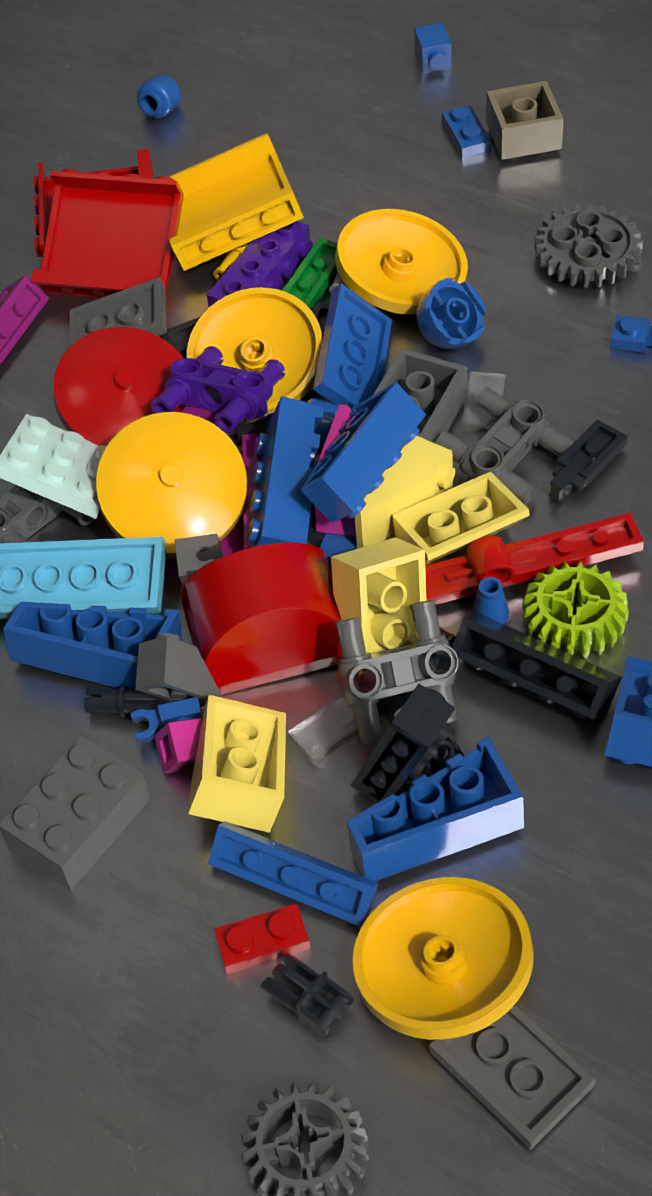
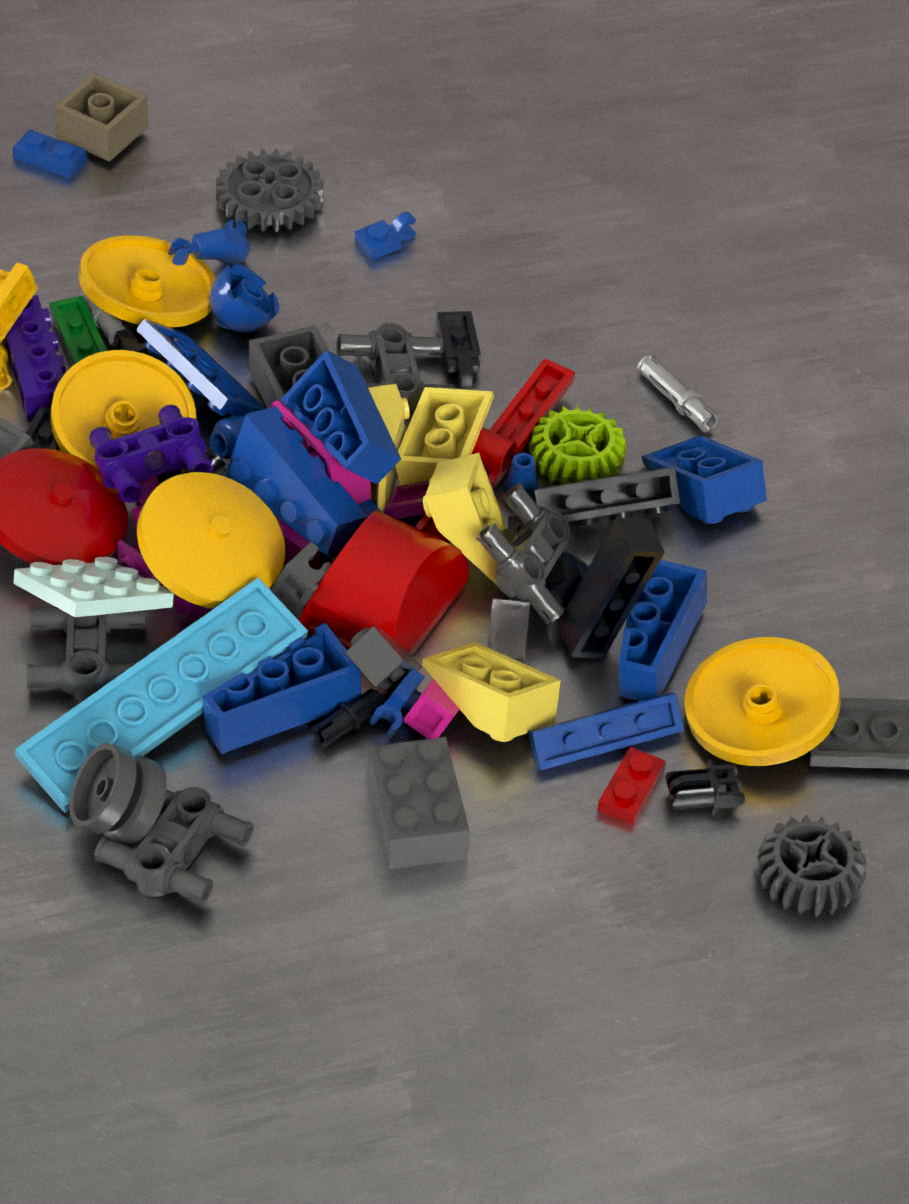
camera: 55 degrees left, 5 degrees down
(488, 263) = (223, 244): none -> blue arm

